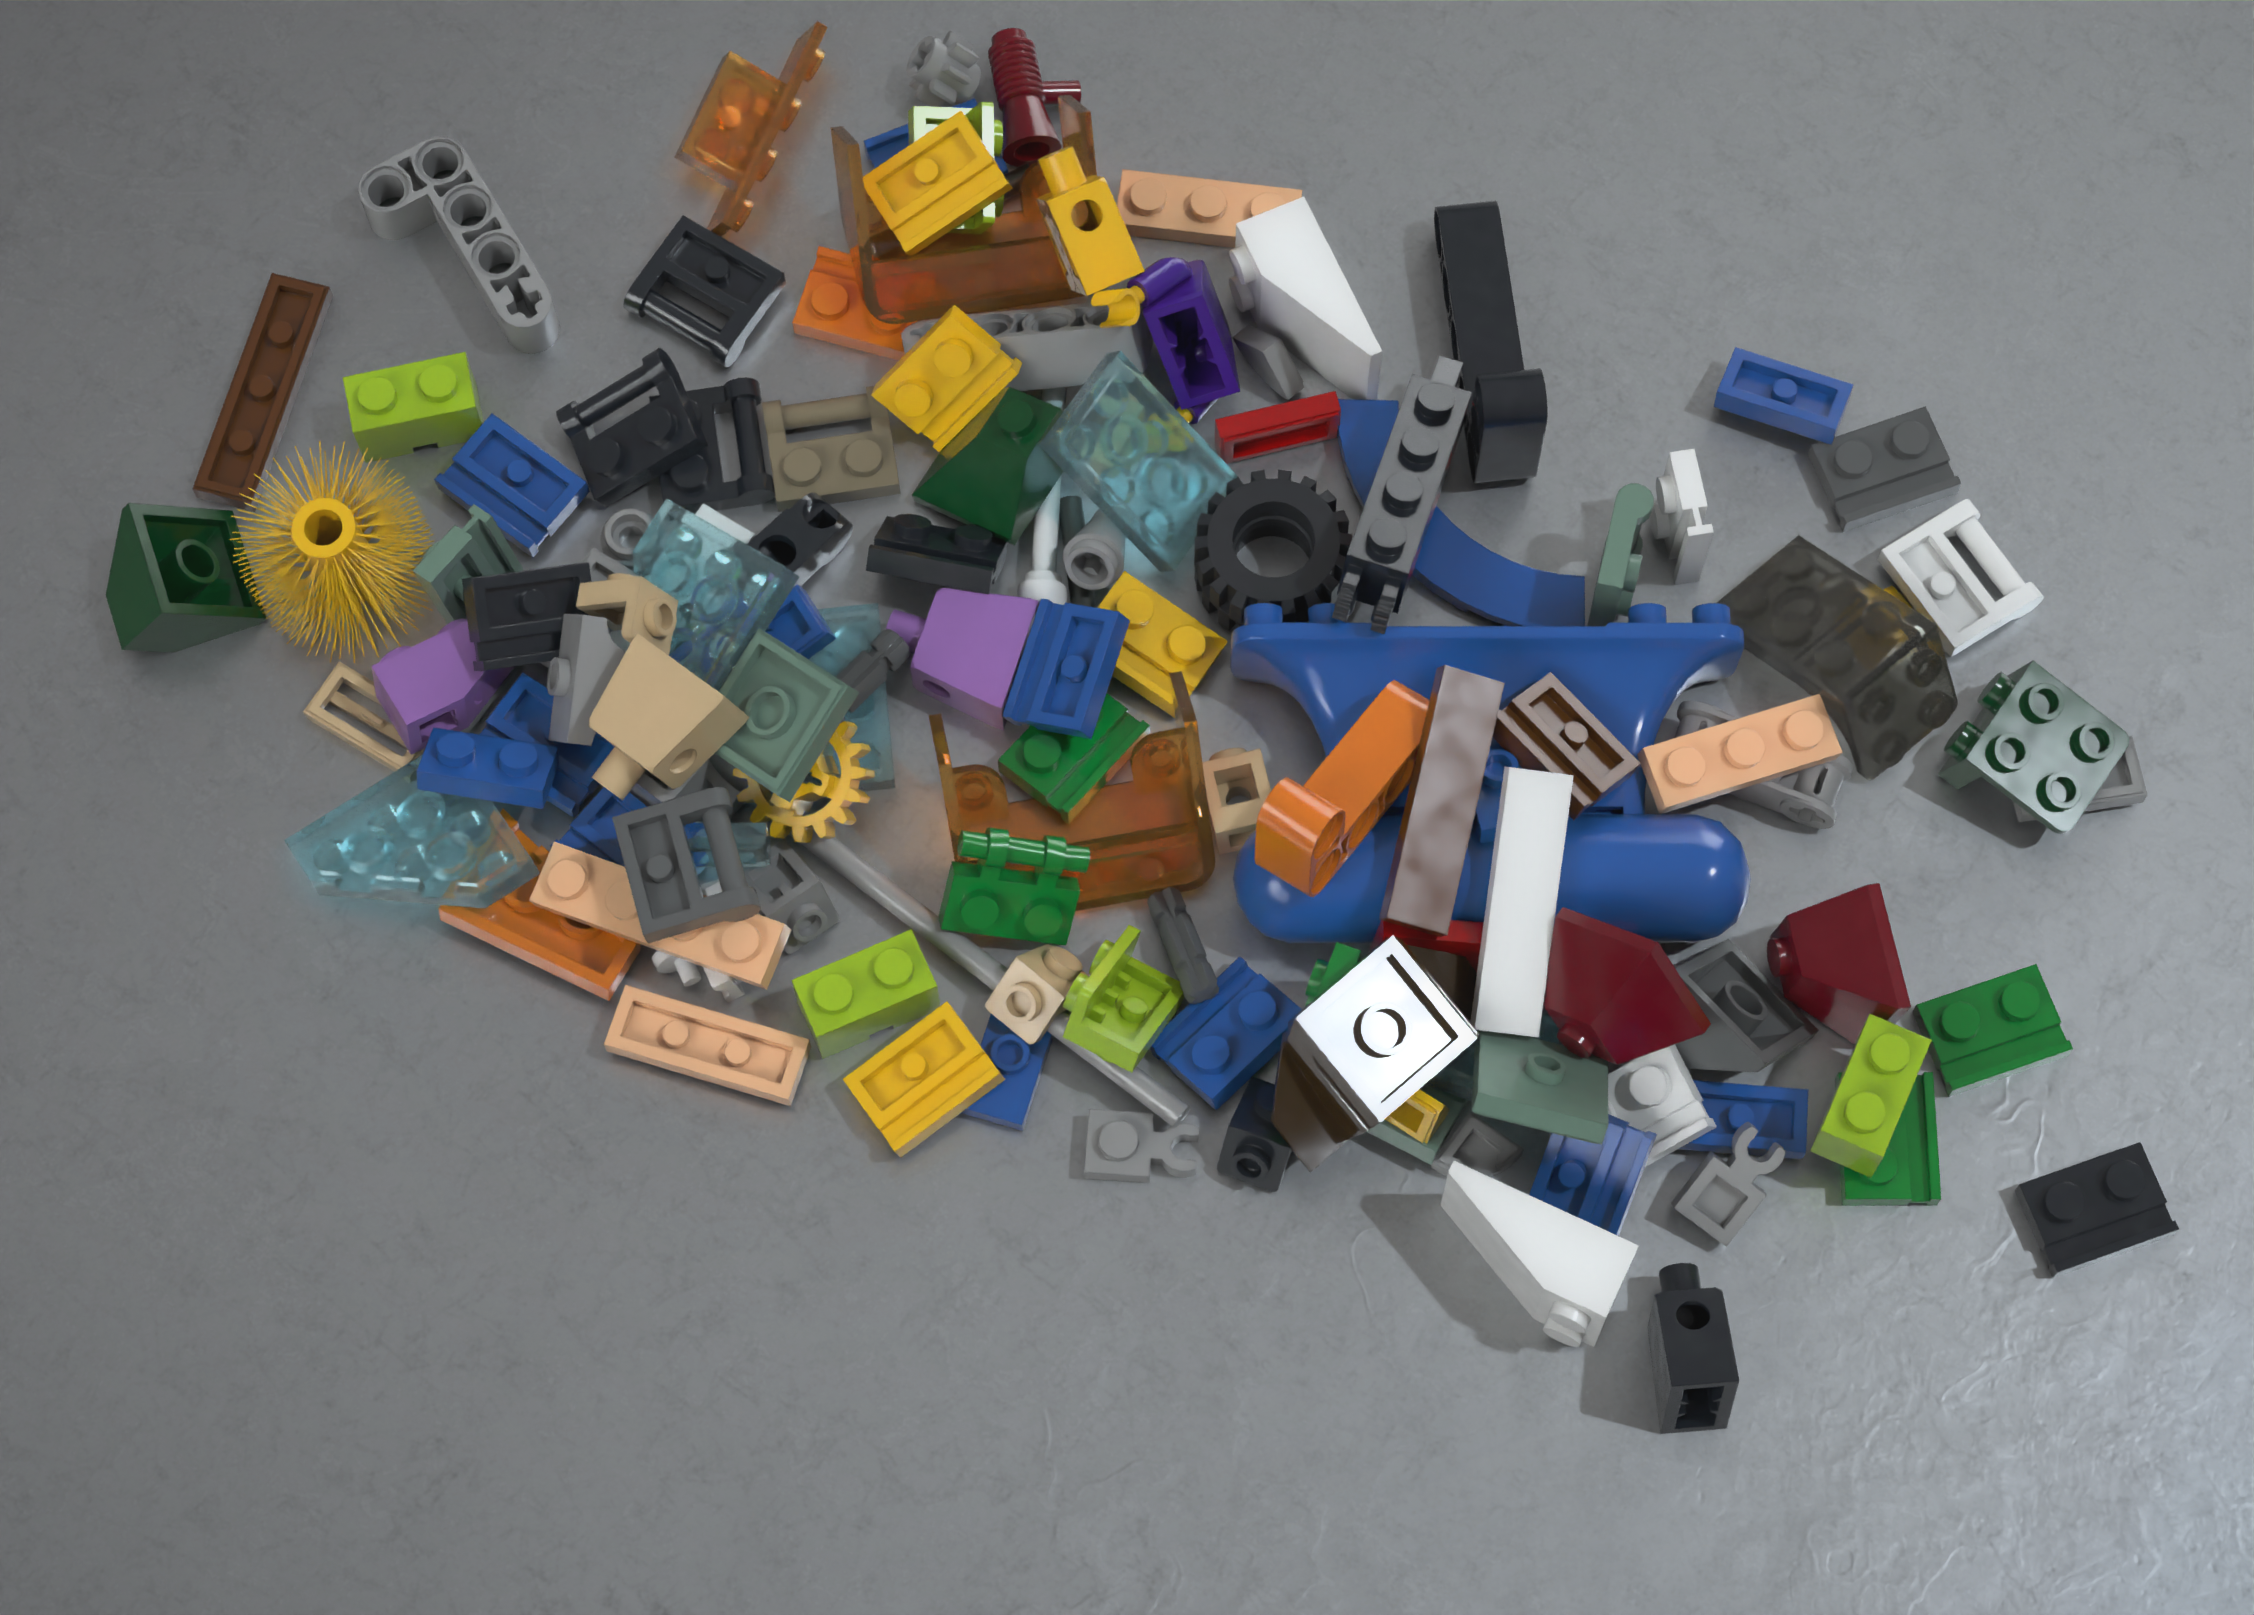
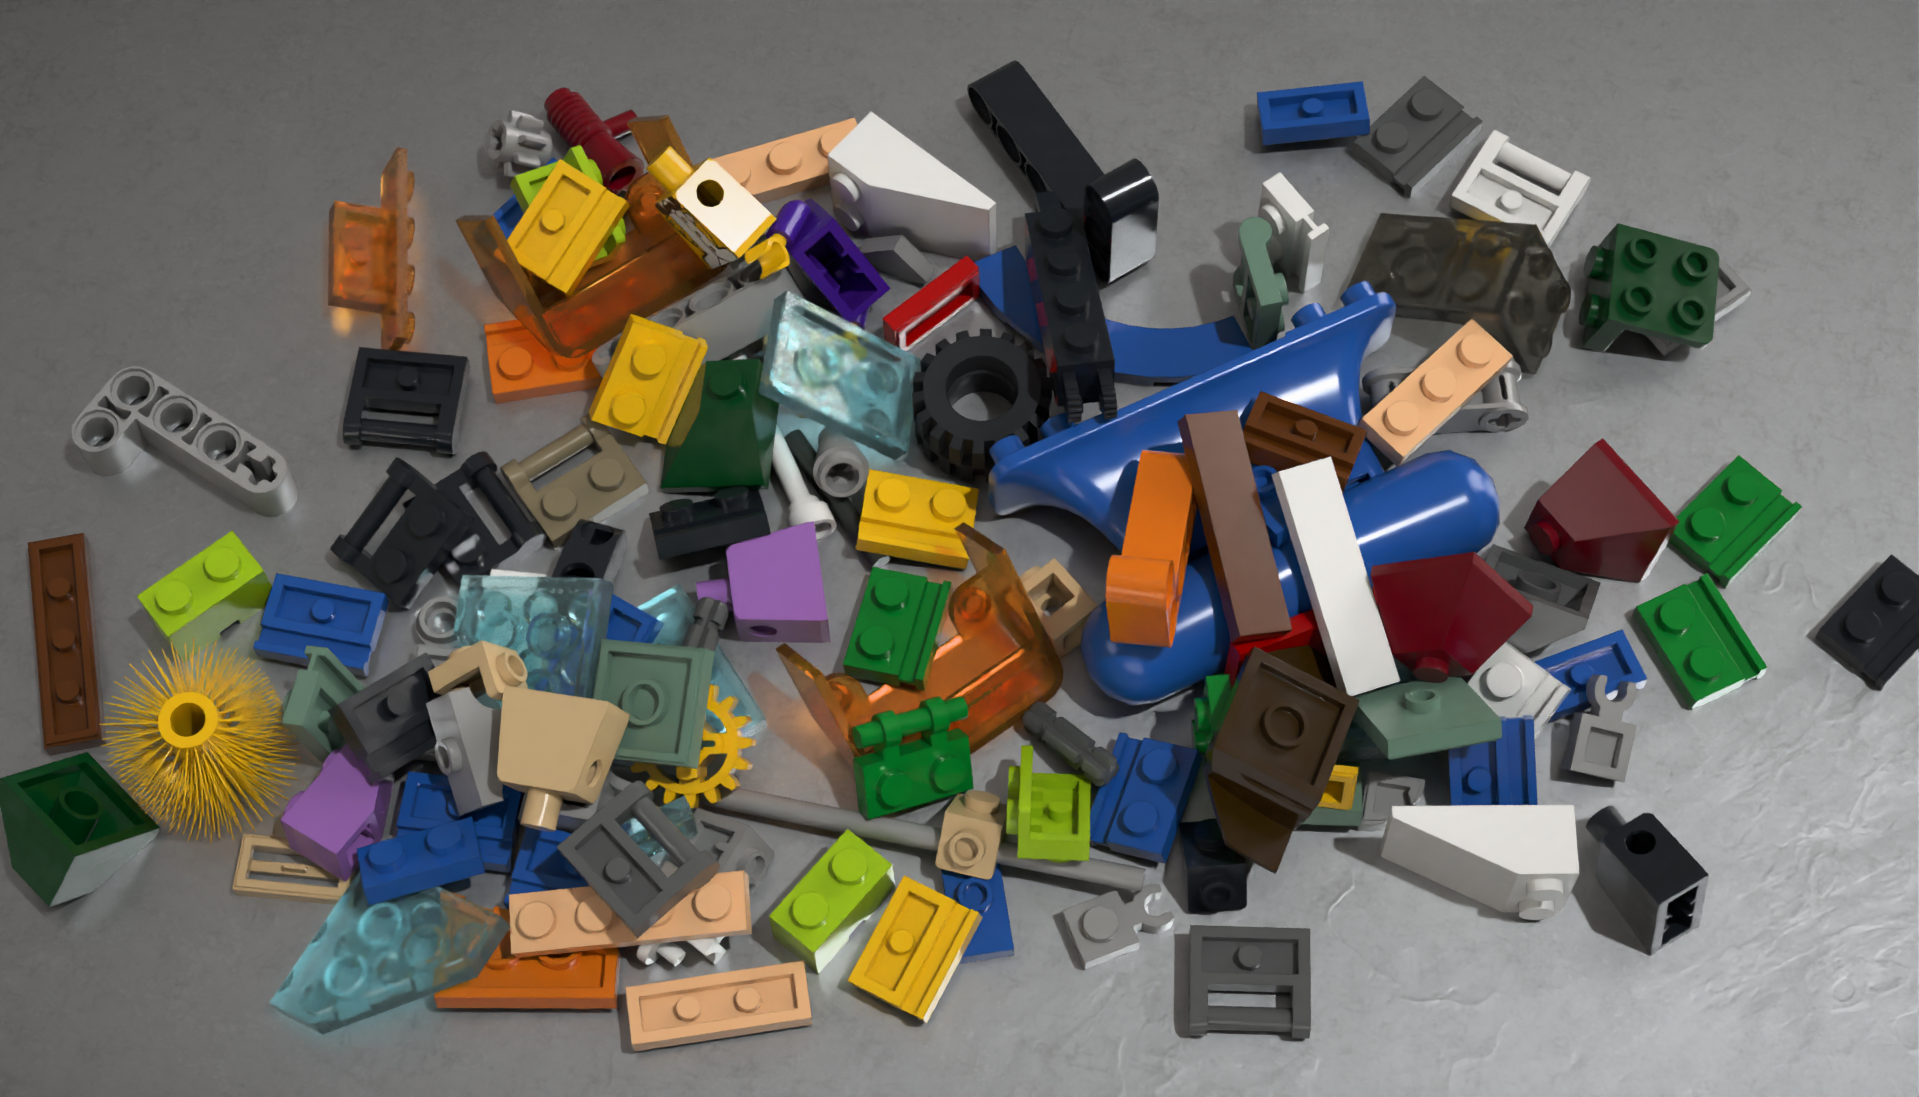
camera: 25 degrees left, 5 degrees down
(1066, 668) = (865, 563): blue plate -> none
(1246, 1247) = (1252, 962): none -> dark grey plate
(1870, 1095) = (1679, 608): lime brick -> none

